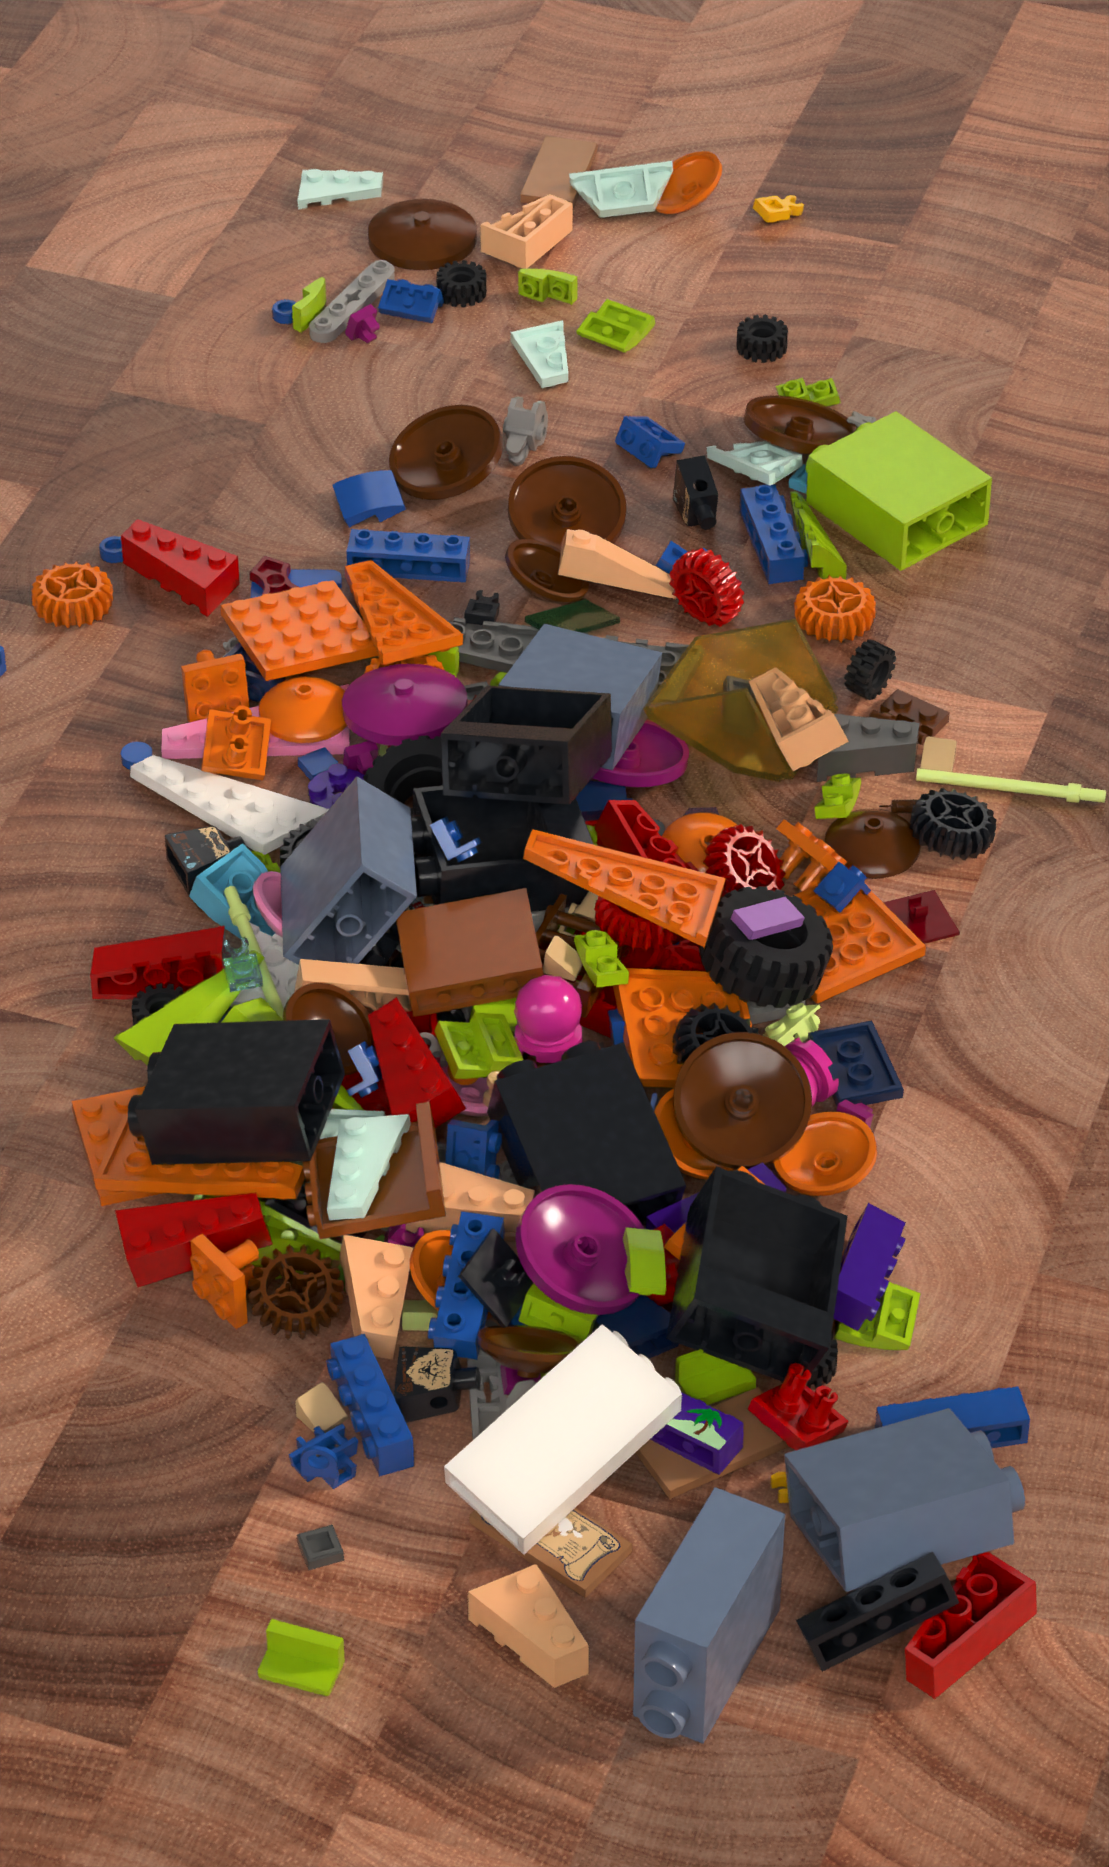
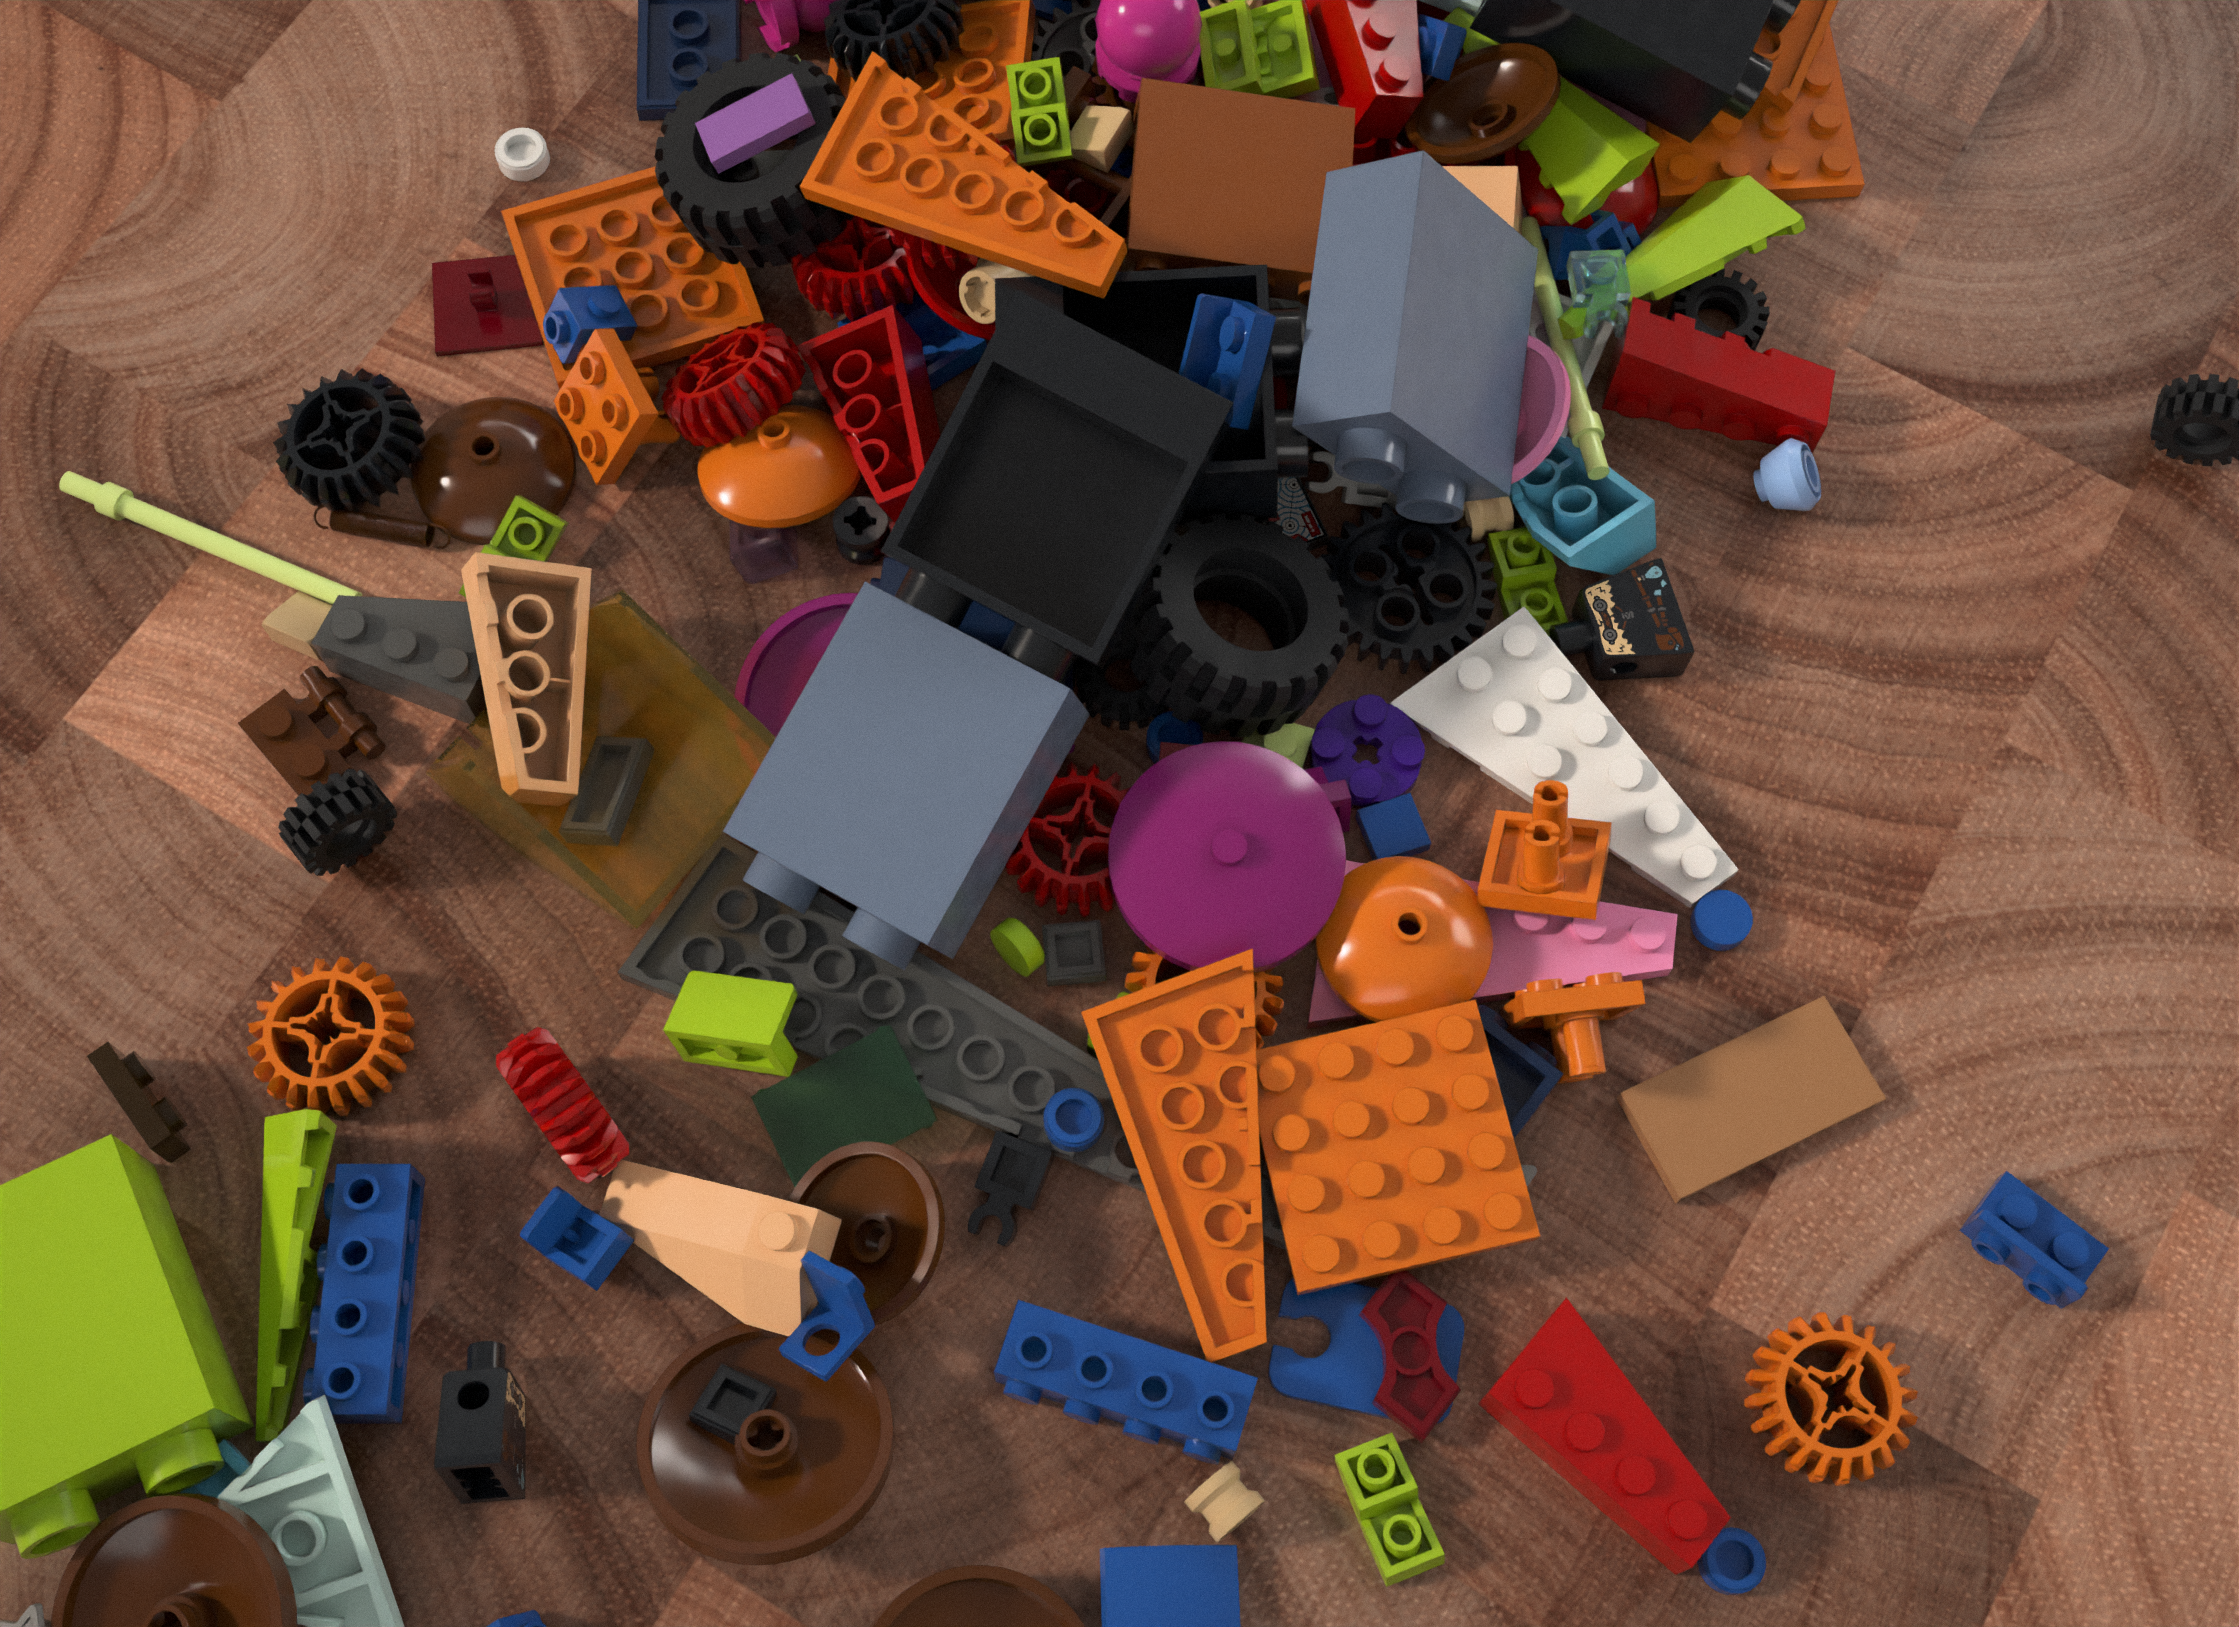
camera: 170 degrees left, 25 degrees up
(111, 930) = (1789, 477): none -> light blue cone
(115, 694) = (1750, 1099): none -> medium nougat tile
(274, 540) = (1389, 1509): none -> lime slope
(349, 520) = (1224, 1501): none -> tan wheel
(460, 620) = (1073, 1119): none -> blue tile
(549, 530) = (839, 1309): none -> blue bracket
(589, 521) = (729, 1402): none -> black tile
(636, 627) = (733, 1023): none -> lime panel
(914, 575) = (154, 1119): none -> dark brown plate
(933, 992) = (522, 154): none -> white tile

